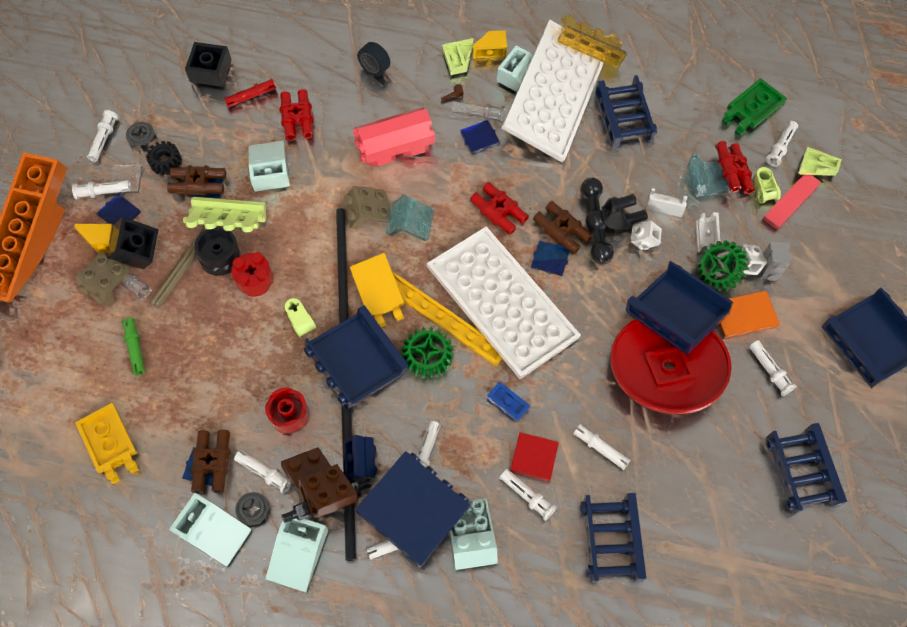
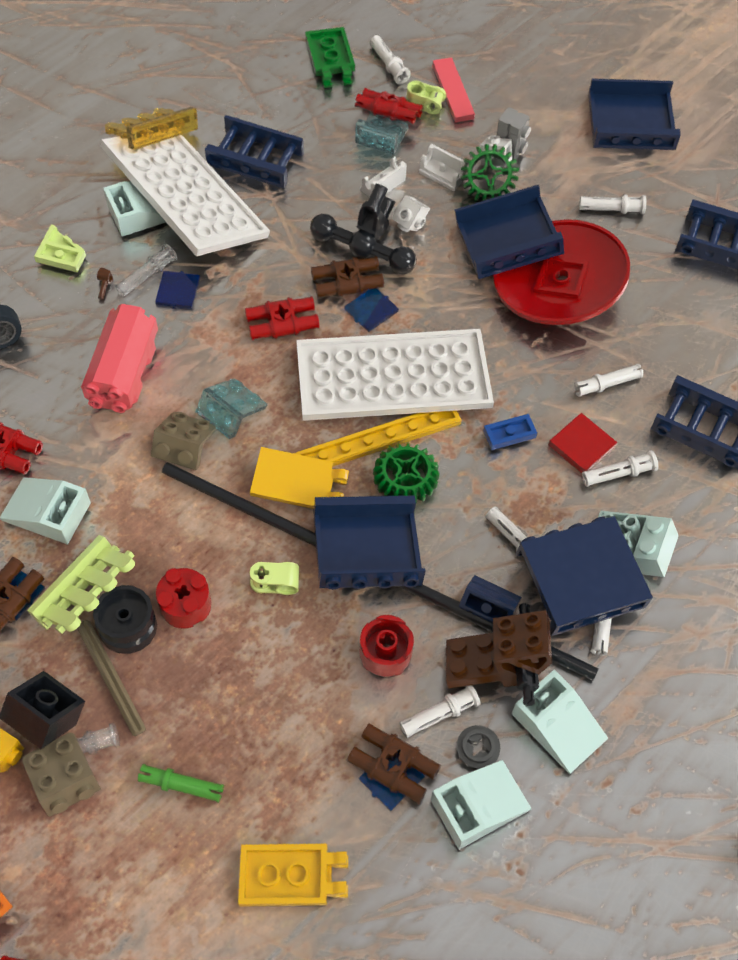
camera: 60 degrees left, 5 degrees down
(491, 45) = (76, 212): yellow slope -> none
(749, 315) = (553, 186): orange tile -> none
(819, 163) = (431, 47): yellowish green wing -> none

